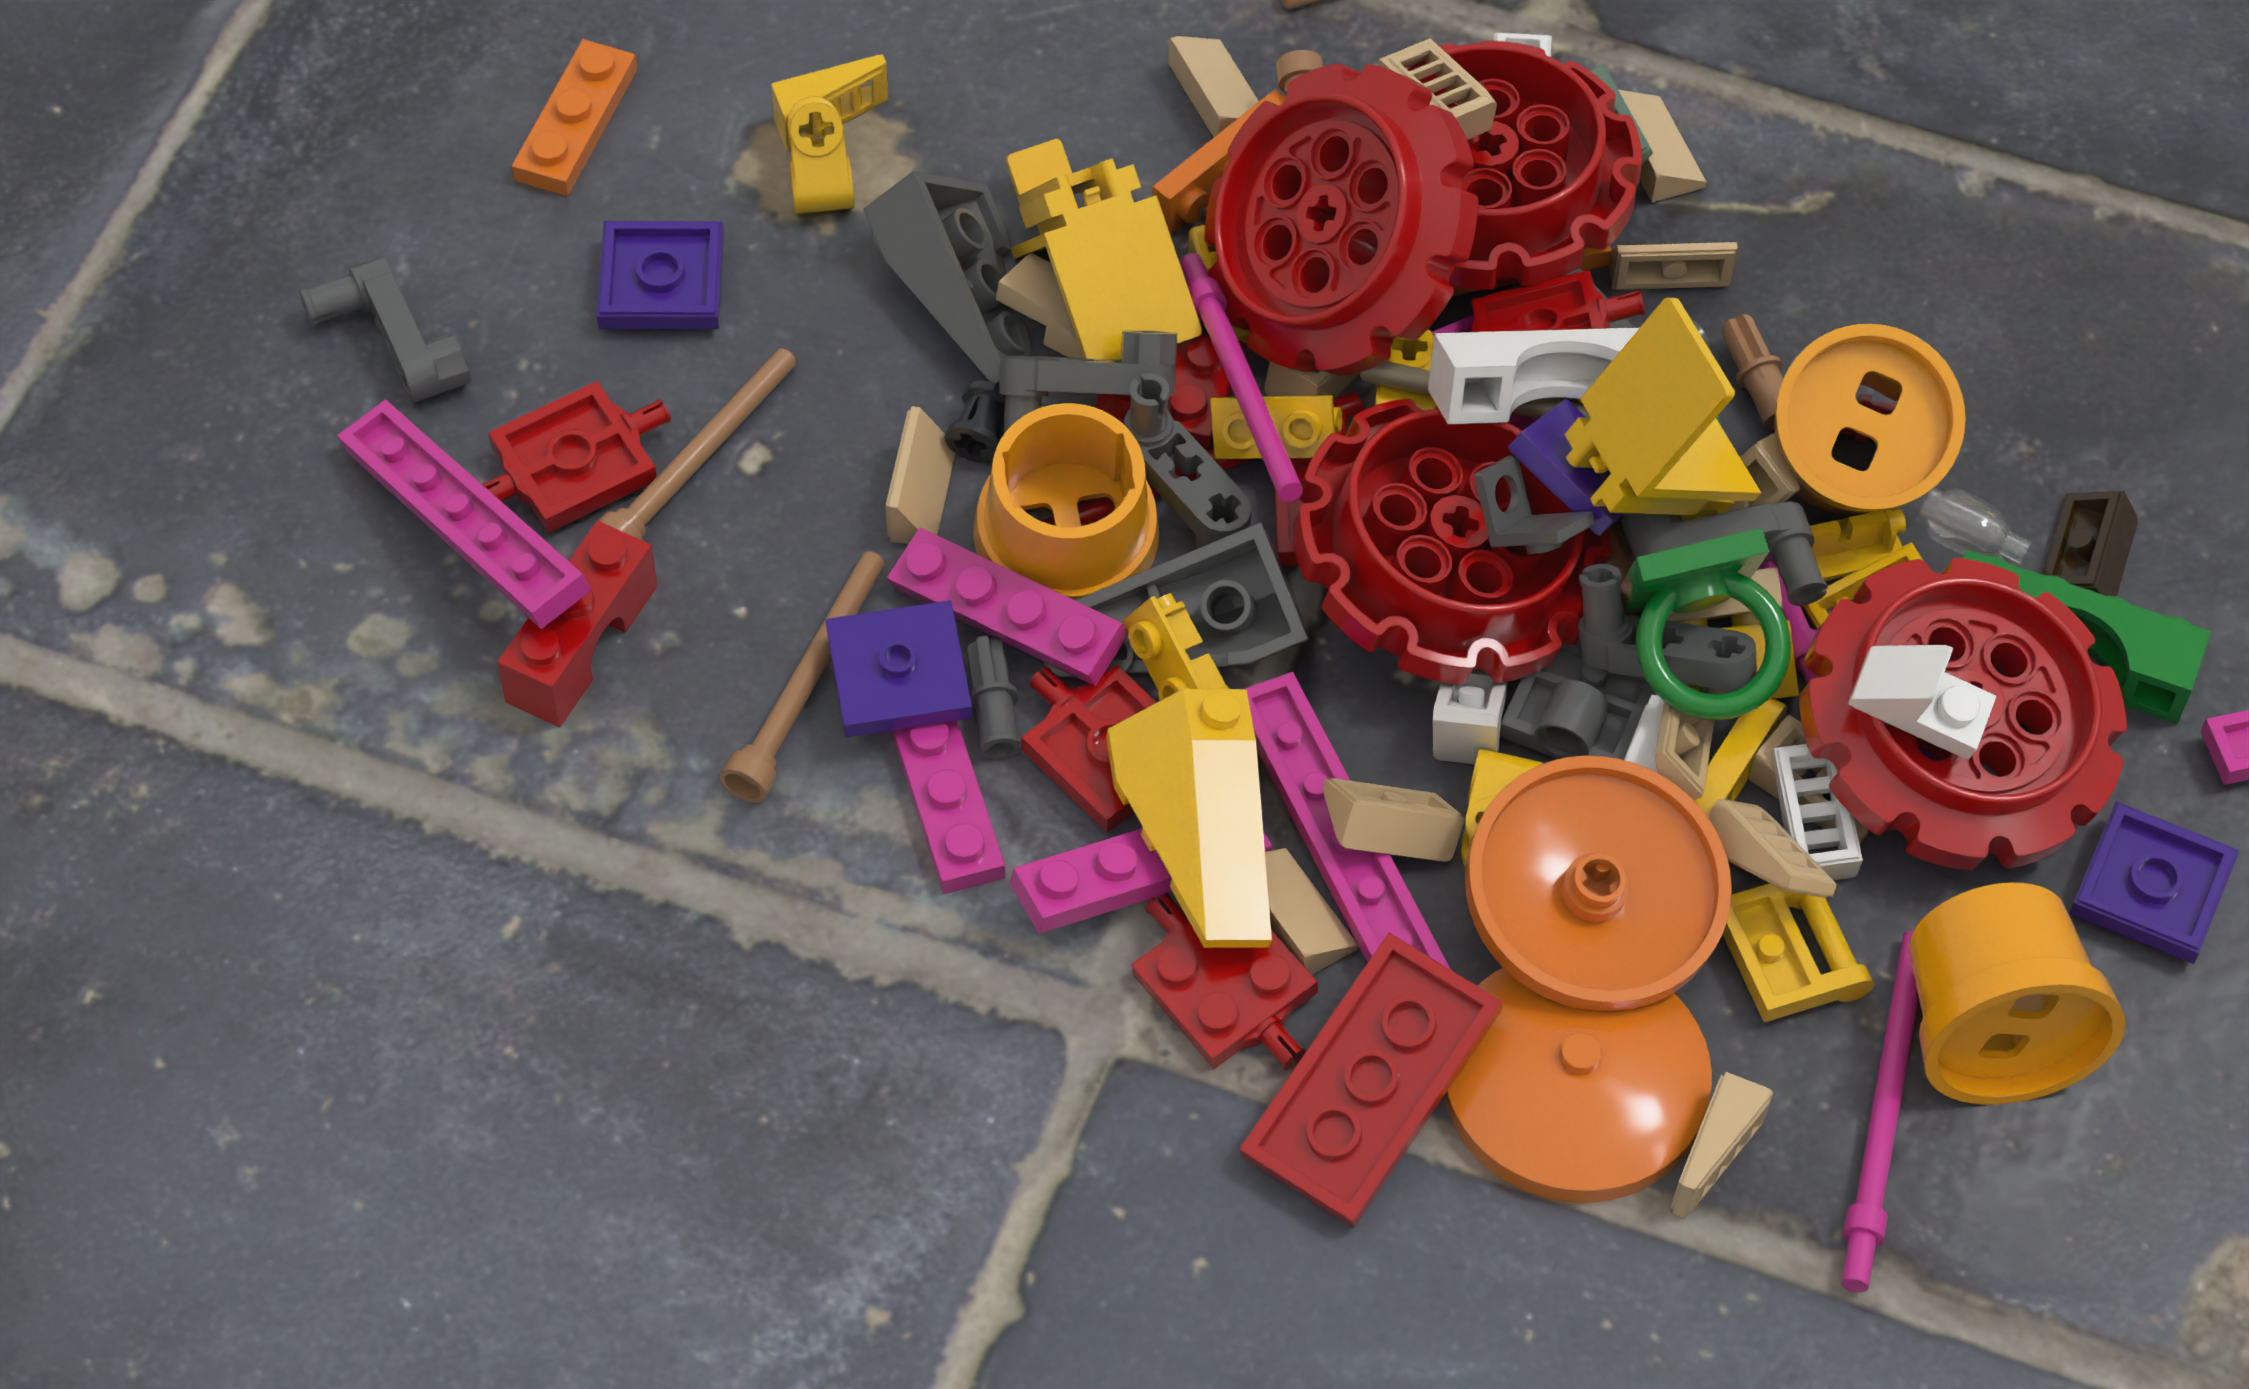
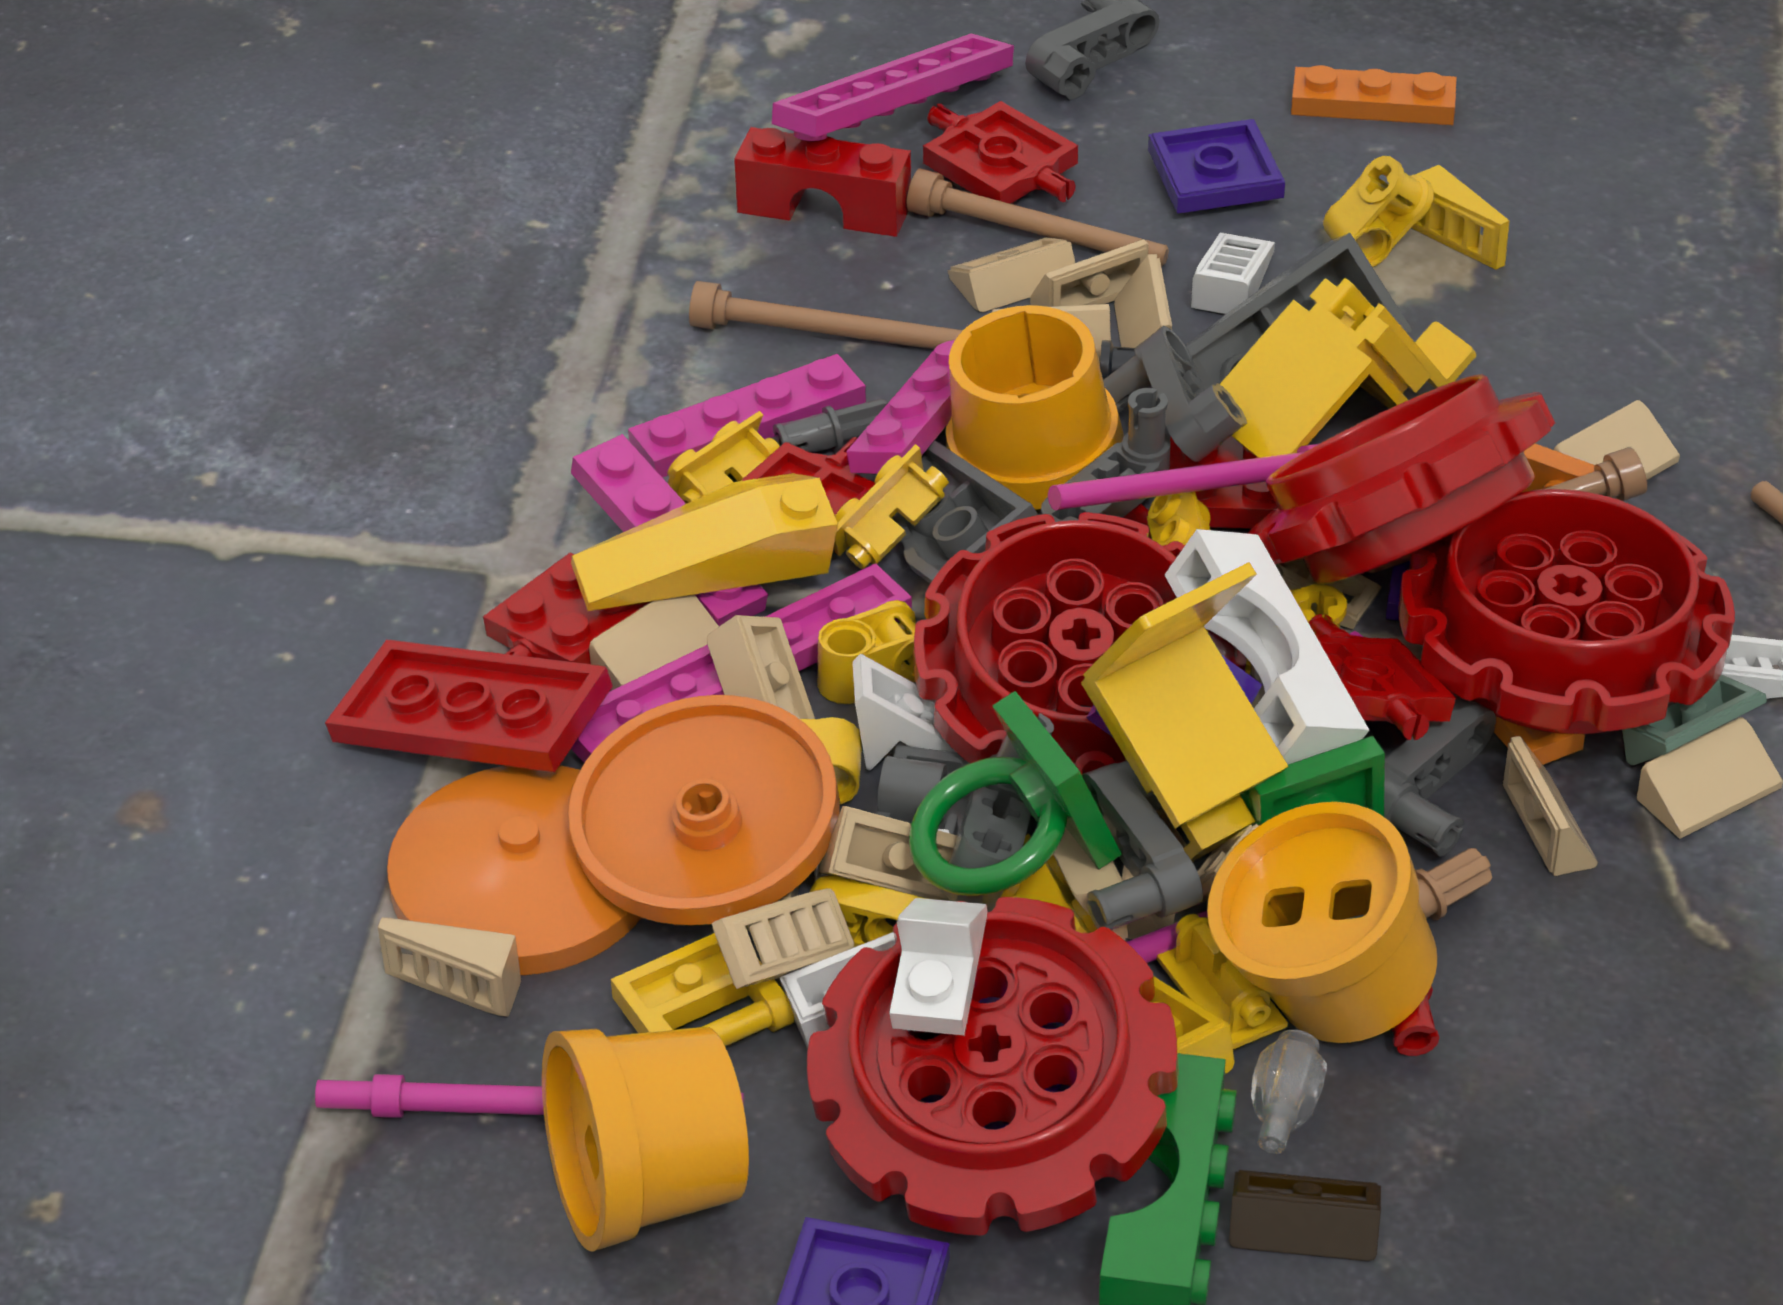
camera: 80 degrees right, 15 degrees down
(767, 491) = (1010, 273): none -> tan slope
(819, 426) = (1090, 280): none -> tan slope
(844, 325) = (1230, 272): none -> white slope
(884, 386) = (1142, 304): none -> tan slope
(898, 668) = (827, 351): dark purple plate -> none
(1015, 790) = (733, 450): none -> yellow hinge
(1355, 714) = (868, 633): none -> yellow piece
(1475, 104) = (1571, 540): tan slope -> none
(1517, 524) = (1069, 655): dark grey bracket -> none

